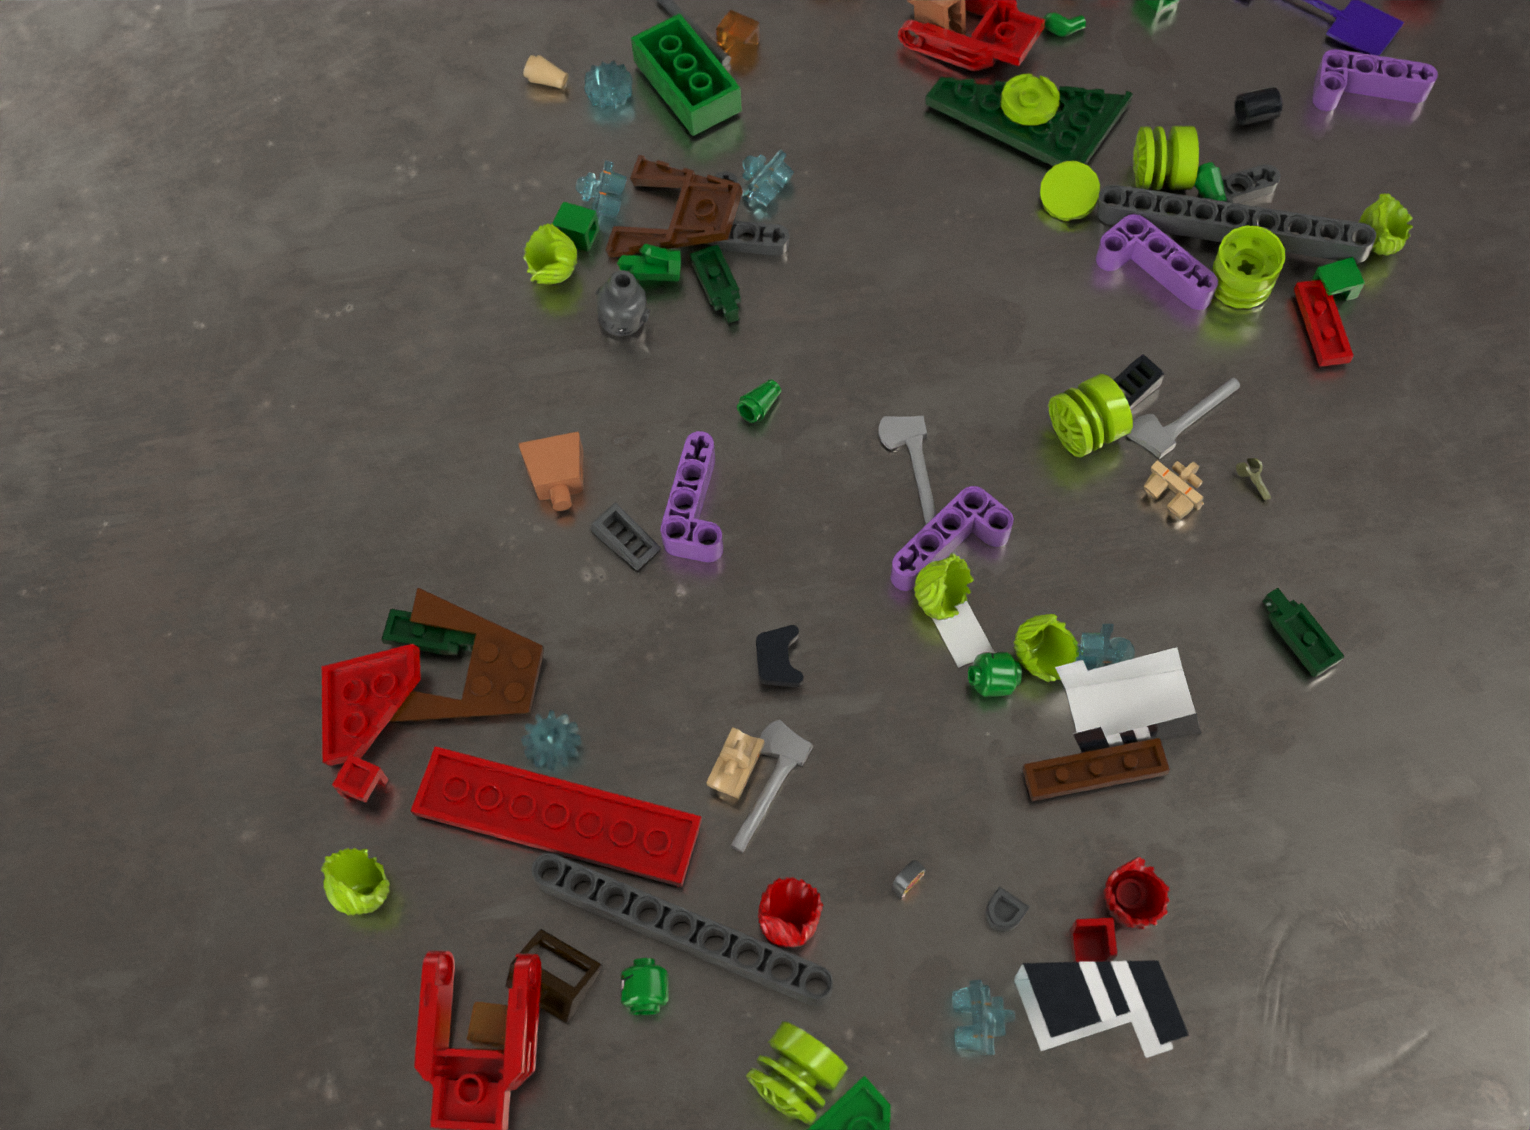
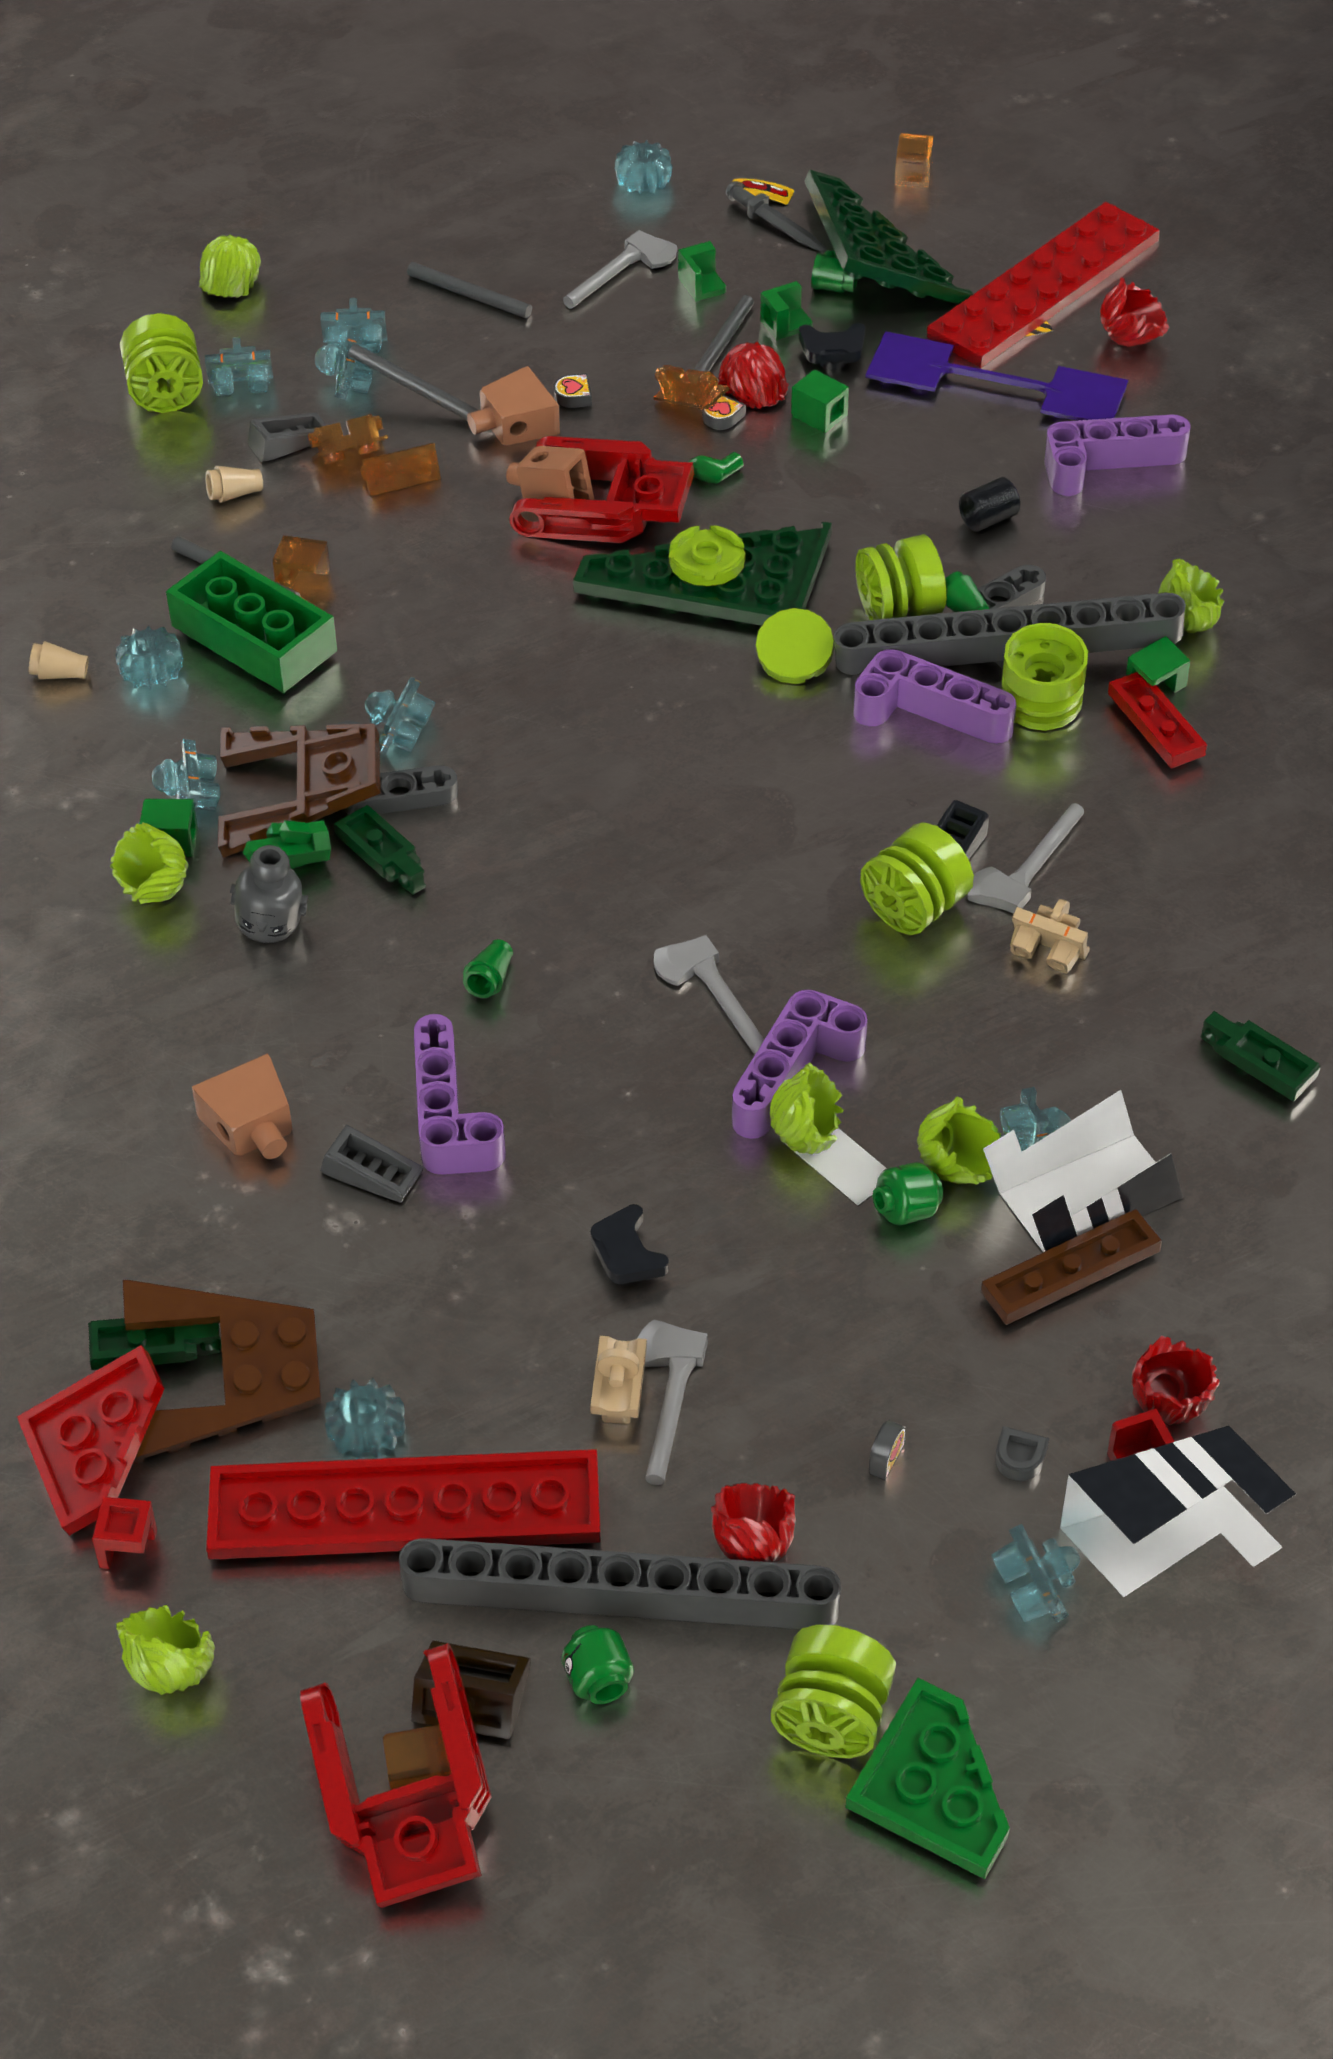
camera: 20 degrees left, 15 degrees down
(1254, 473) = (1134, 895): olive hand -> none

